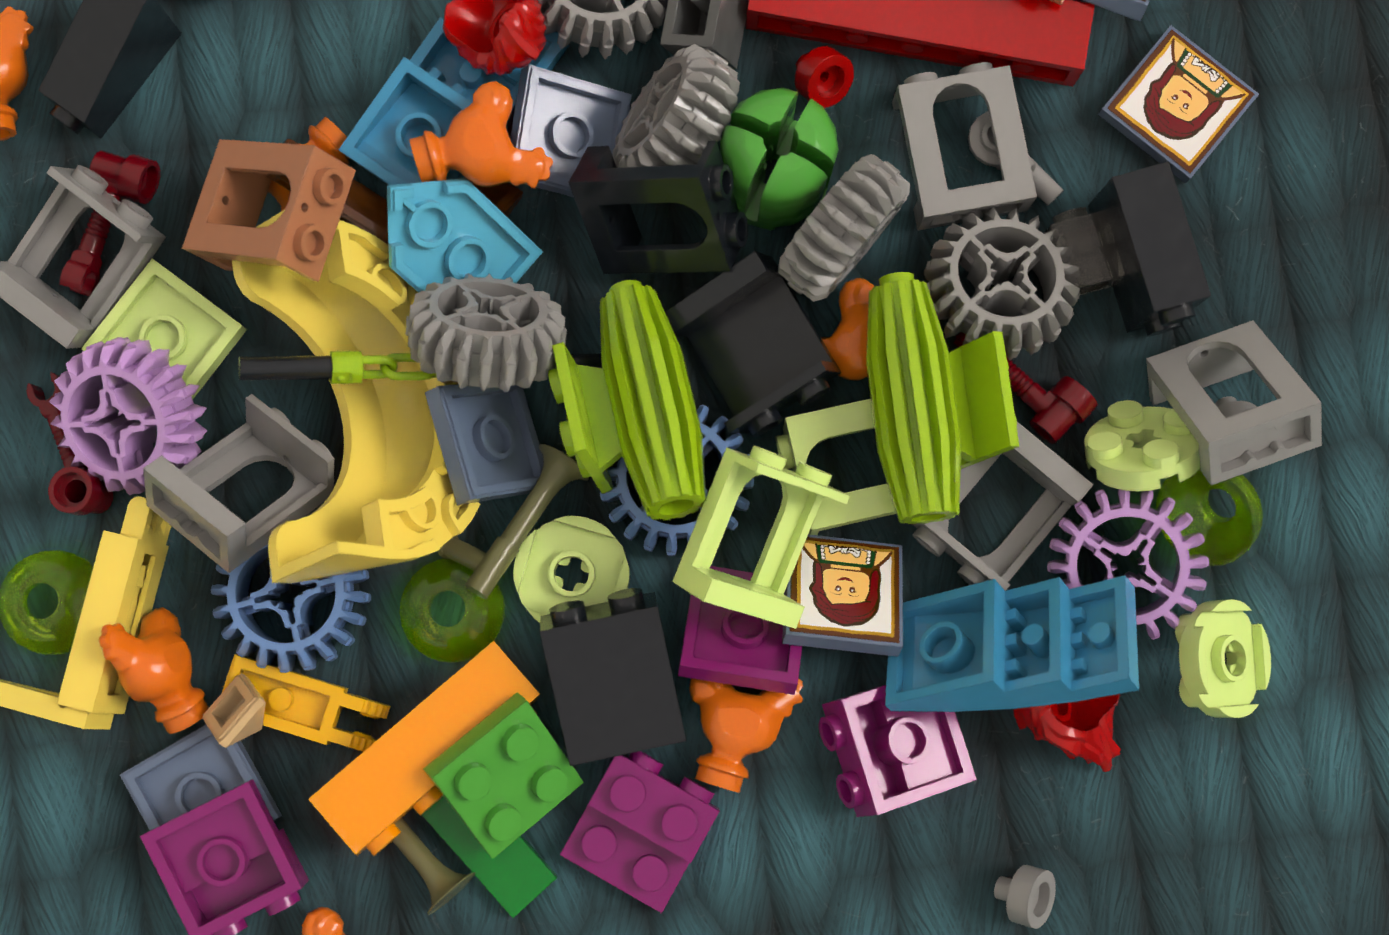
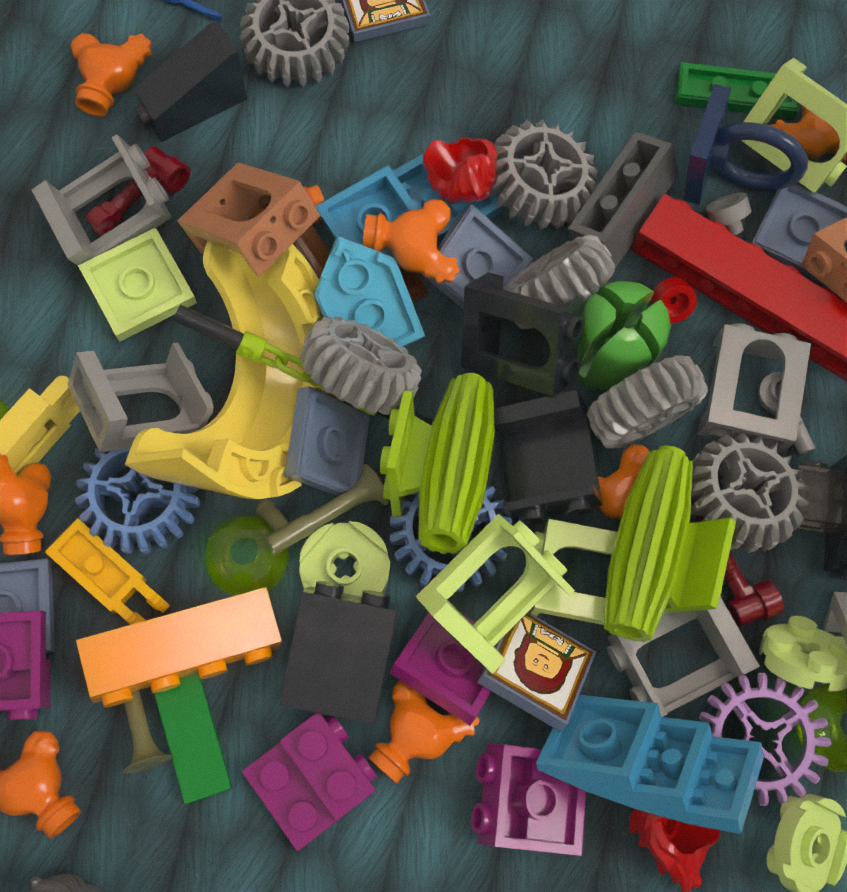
camera: 20 degrees right, 10 degrees down
(71, 488) = (26, 353): dark red brick -> none
(142, 388) = (98, 296): lavender gear -> none
(236, 712) = (57, 558): tan slope -> none
(504, 775) = (227, 690): bright green plate -> none

